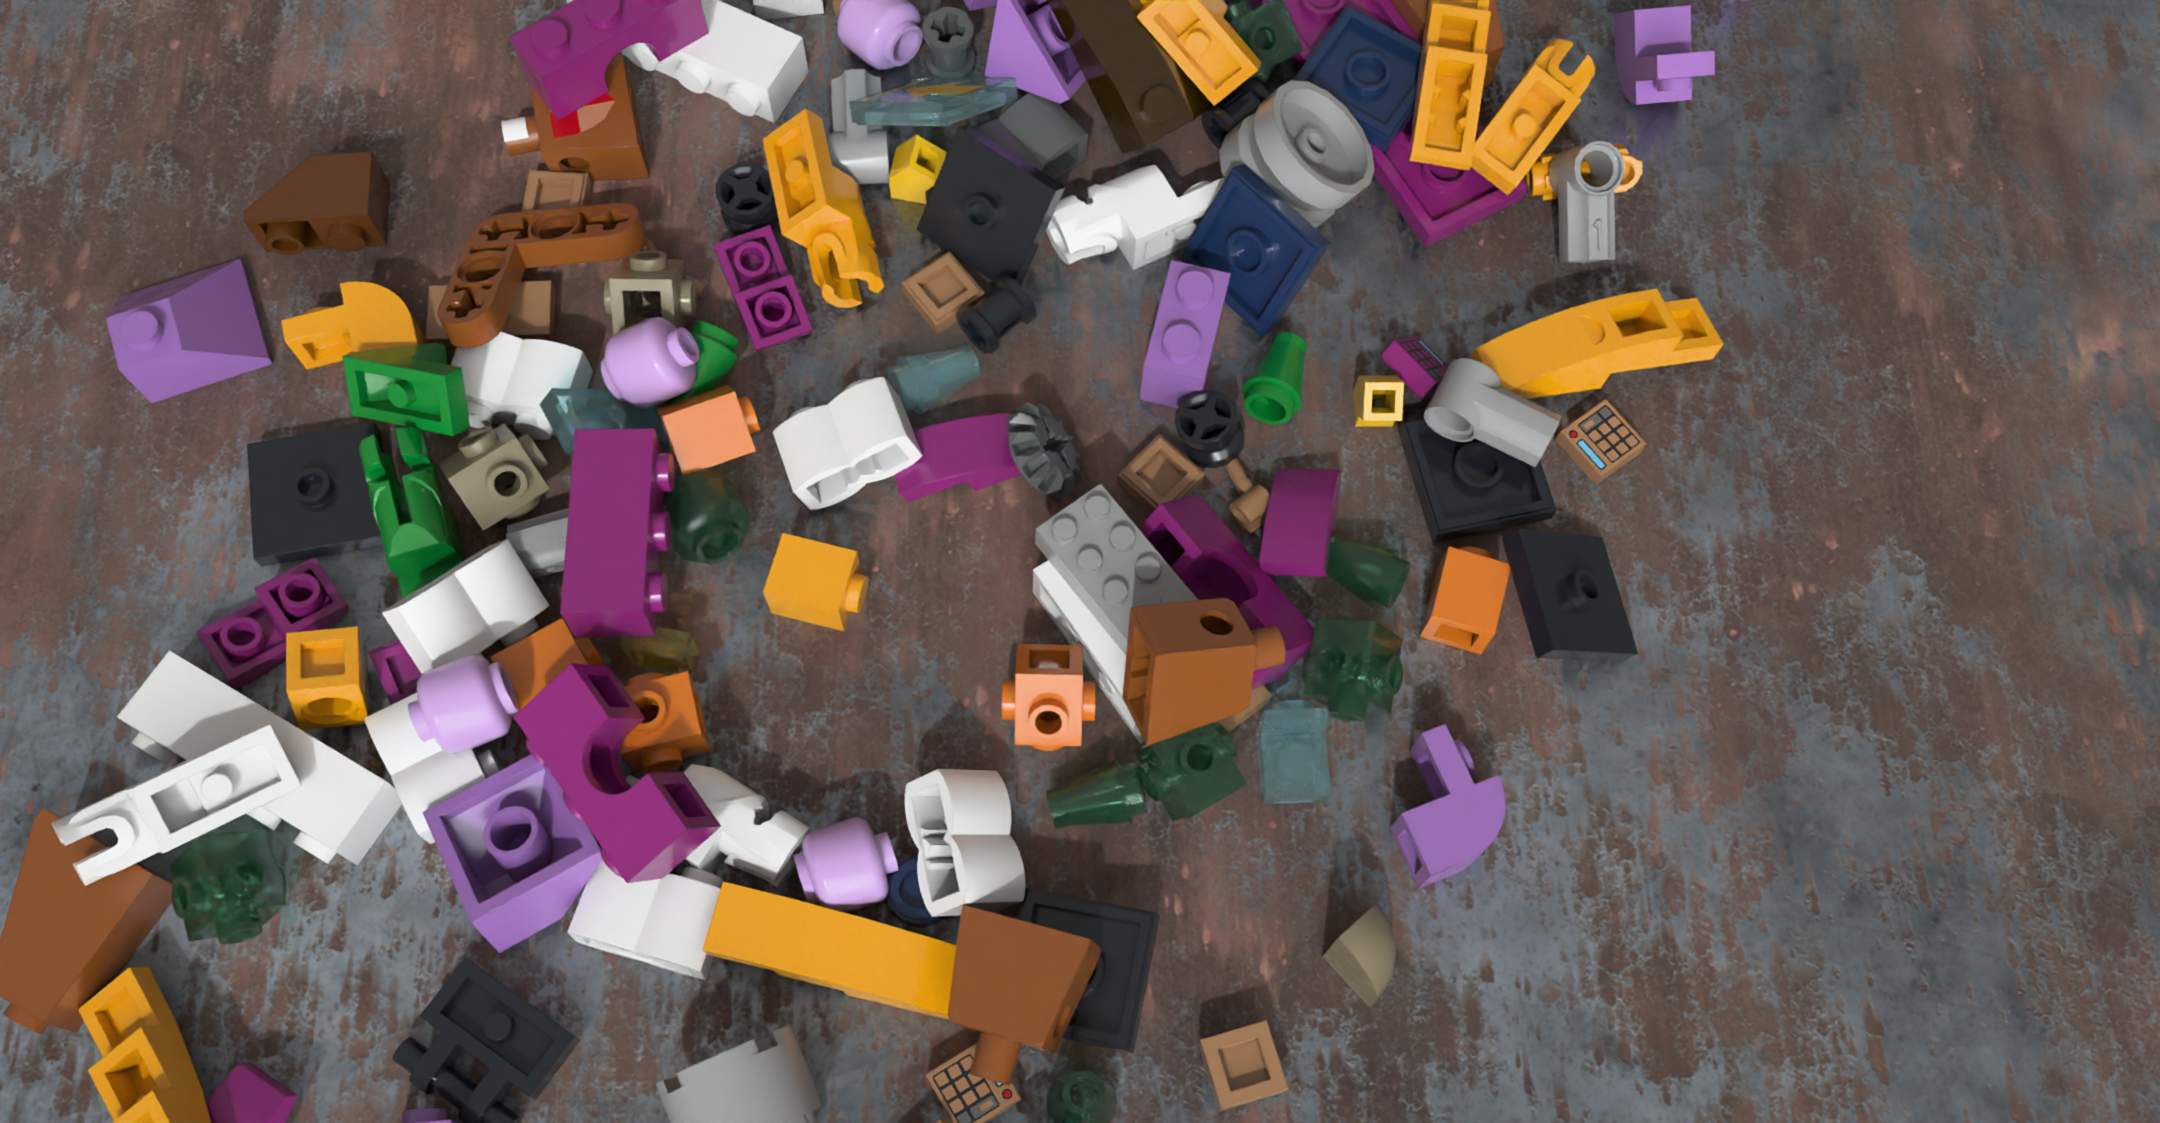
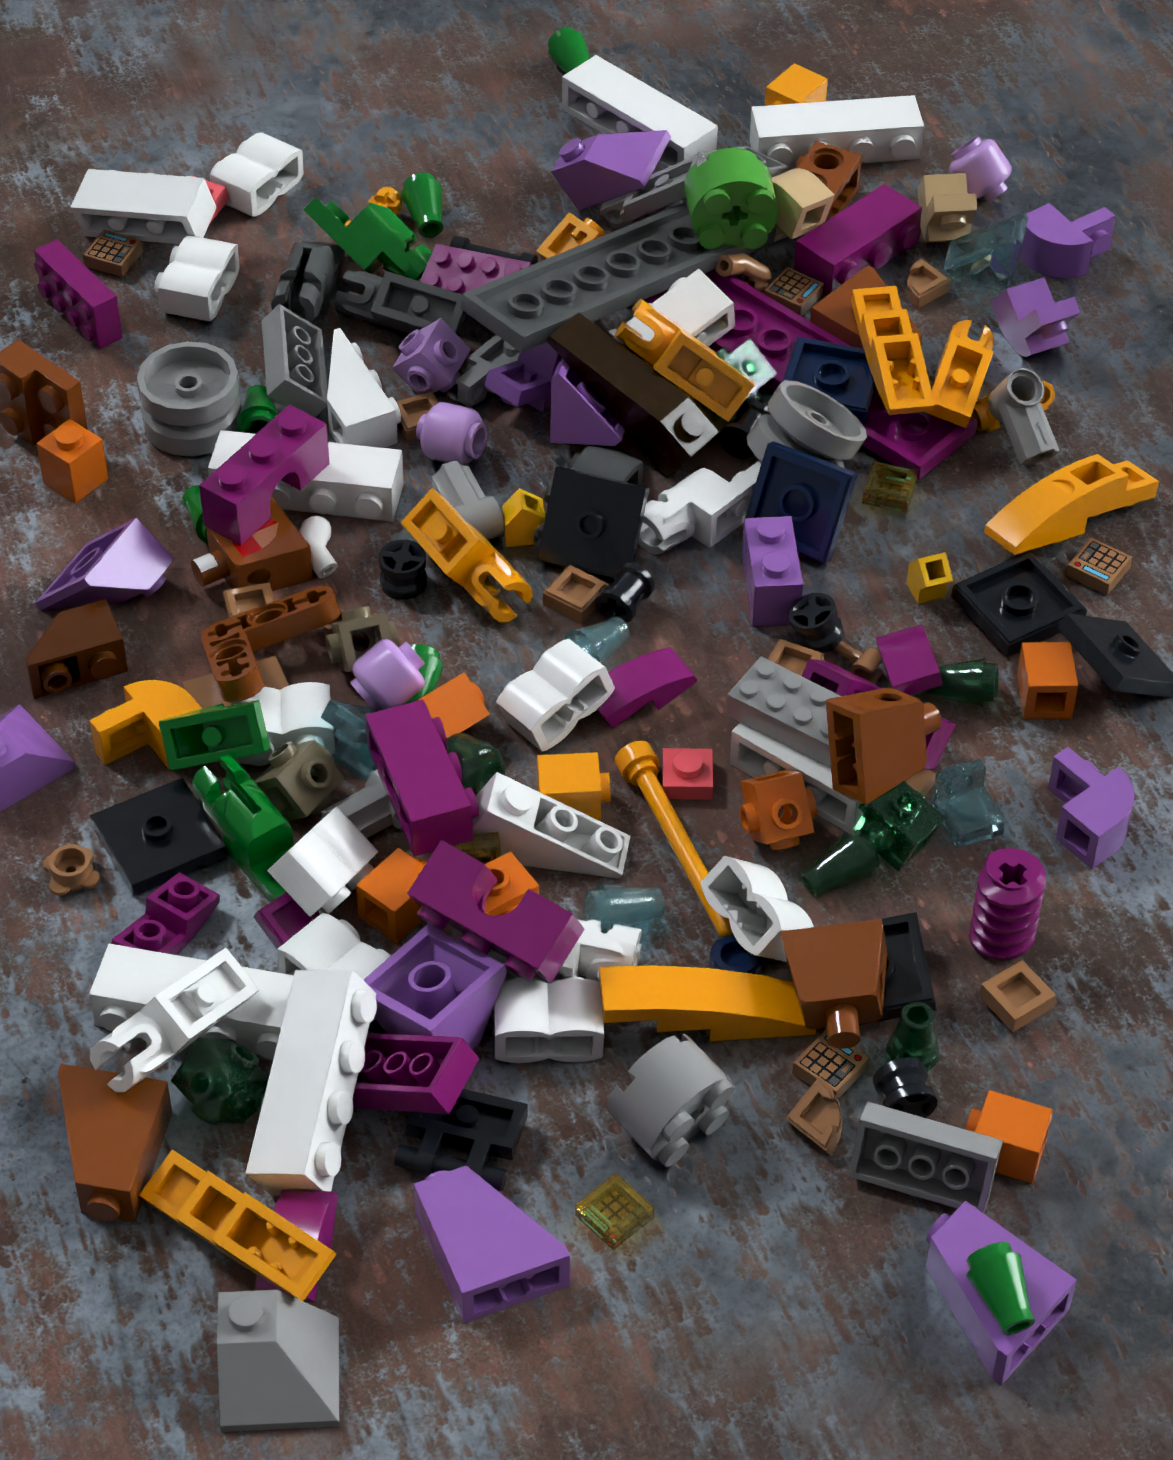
camera: 15 degrees left, 20 degrees down
(187, 501) = (71, 869): none -> medium nougat plate
(314, 938) = (312, 1082): none -> white brick
(327, 678) = (240, 925): light orange brick -> none
(408, 104) = (110, 568): none -> medium lavender slope
(435, 956) = (413, 1073): none -> magenta piece
(464, 703) = (359, 906): lavender head -> none
(658, 131) = (317, 533): none -> white arm
(761, 637) = (547, 831): none -> white slope
(763, 288) = (437, 624): magenta slope -> none
(809, 774) = (623, 905): none -> clear light blue cone
(845, 865) = (679, 942): lavender head -> none
(914, 571) = (640, 767): none -> light orange piece
(933, 101) = (521, 464): clear light blue tile -> none
(949, 41) = (509, 440): dark grey bush -> none
(971, 596) = (687, 773): none -> coral plate
(1043, 450) = (702, 663): dark grey gear -> none
(1276, 383) = (851, 584): green cone -> none
(1280, 920) = (1007, 904): none -> magenta piece
(1353, 667) = (987, 731): clear green brick -> none
(1365, 955) = (1072, 904): dark tan brick -> none
(1385, 247) = (889, 487): none -> clear yellow tile
(1415, 364) = (955, 551): magenta tile -> none
(1475, 405) = (1001, 555): light grey piece -> none

